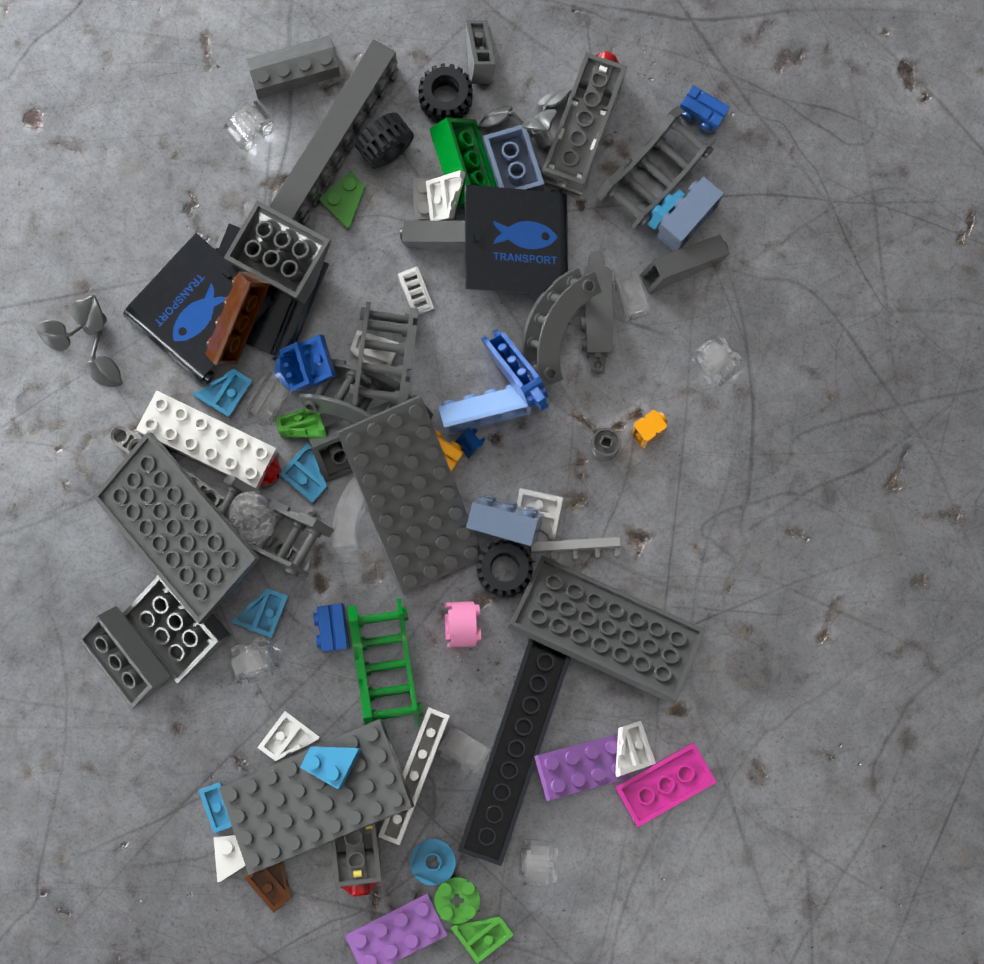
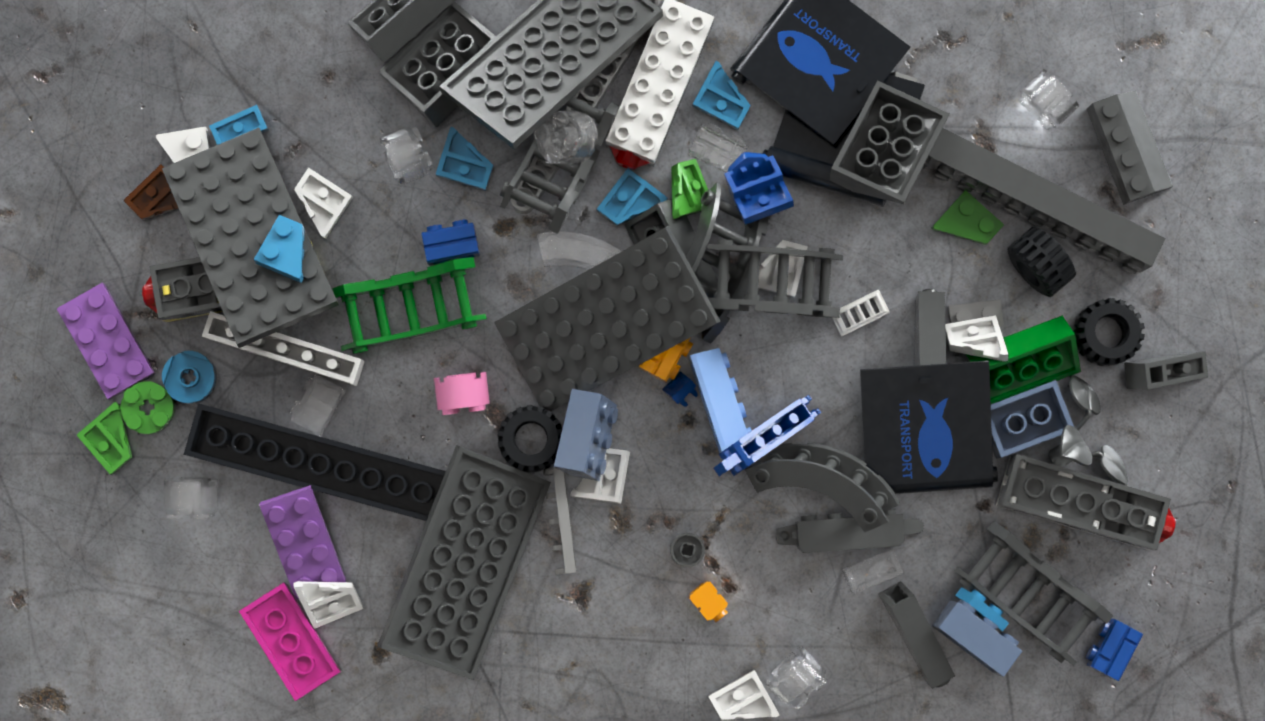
camera: 85 degrees right, 5 degrees up
(236, 319) = (803, 101): reddish brown slope -> none
(731, 407) = (743, 699): none -> white wing

